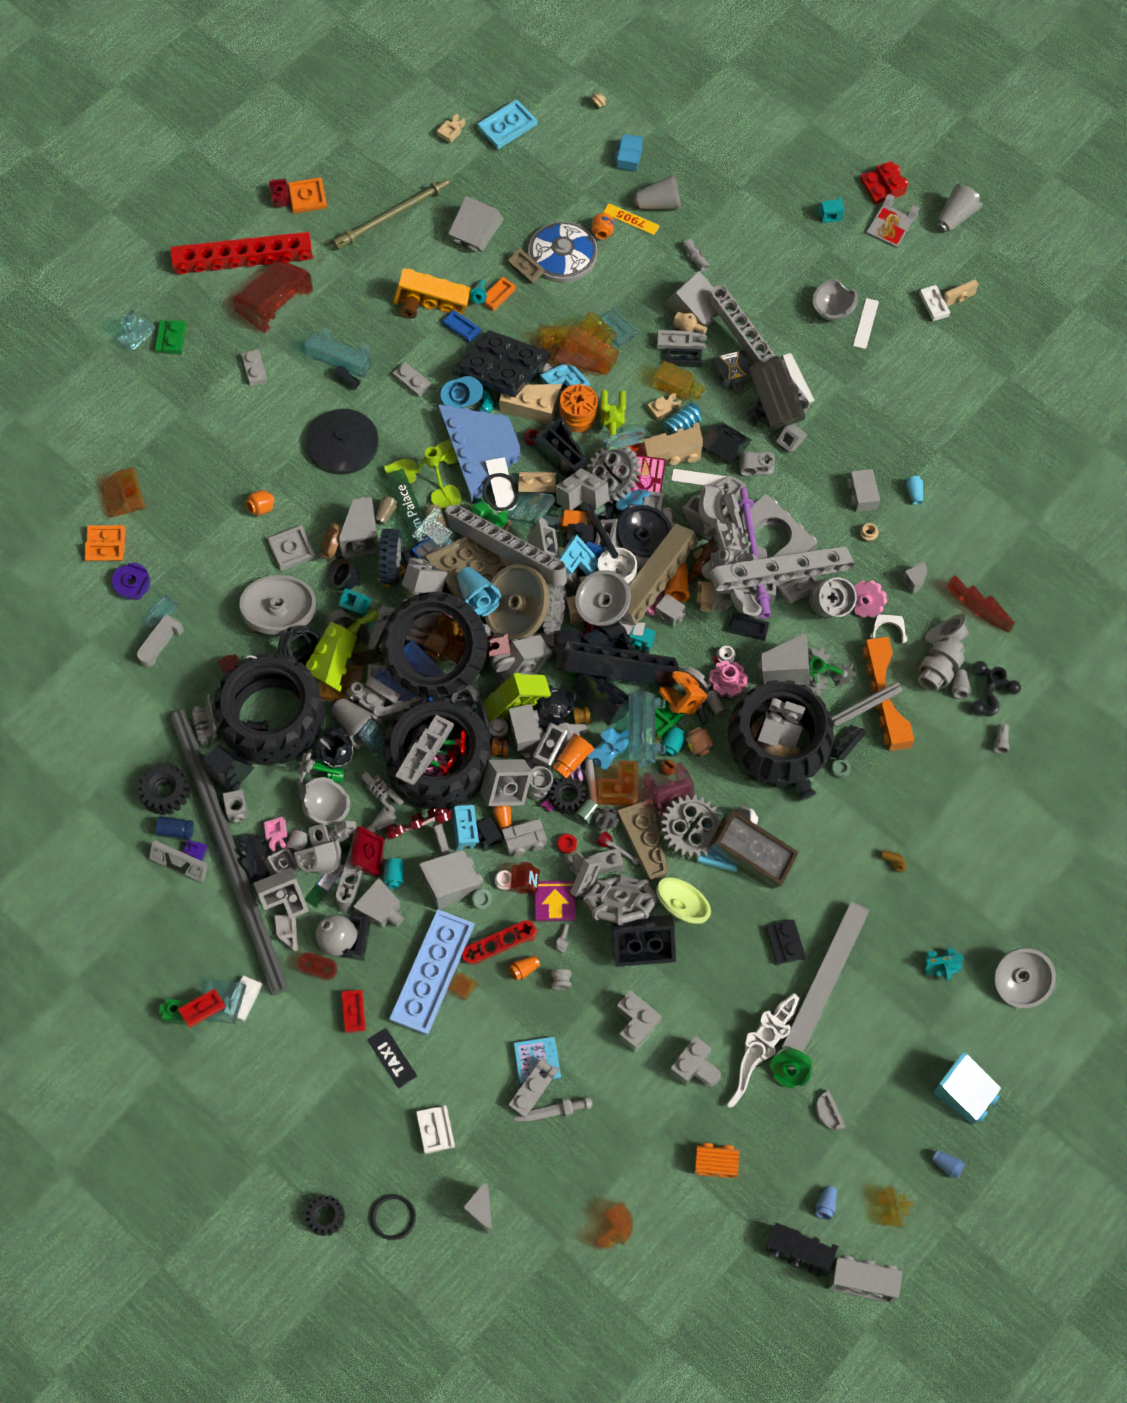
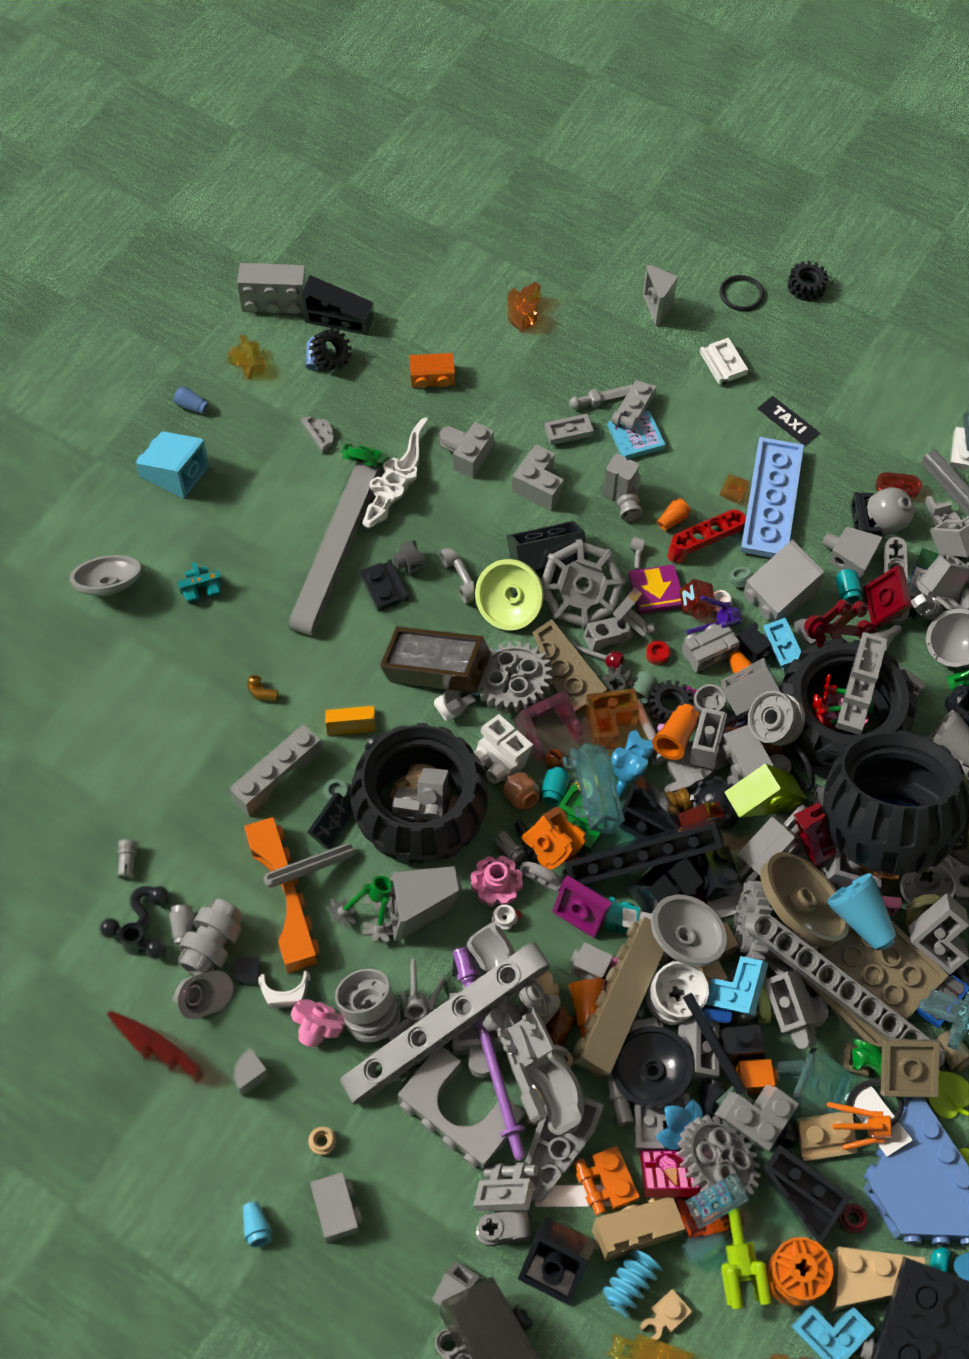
camera: 170 degrees right, 5 degrees down
(353, 1011) = (843, 449): red plate -> none
(373, 737) = (930, 721): clear light blue tile -> none
(474, 497) = (910, 1067): none -> dark tan plate
(499, 734) = (788, 723): none -> light grey wheel
(504, 859) = (728, 614): none -> dark purple plant
(506, 469) = (878, 1126): none -> orange plant
(564, 999) = (621, 477): none -> light grey brick
(570, 682) = (700, 813): none -> clear red piece
(598, 1074) = (568, 429): none -> light grey plate
(671, 642) = (581, 907): none -> magenta tile
(680, 482) = (614, 1178): none -> orange plate
(708, 770) = (501, 750): none -> white hips
(725, 955) = (449, 558): none -> light grey bar
(756, 475) = (504, 1193): none -> light grey plate
(763, 957) = (409, 558): none -> dark grey piece
(799, 593) = (416, 1004): none -> light grey plant
(818, 1201) = (338, 342): none -> black tyre
(825, 821) = (350, 720): none -> light orange panel
(877, 791) = (256, 785): none -> light grey arch
(914, 647) = (247, 971): none -> black tile

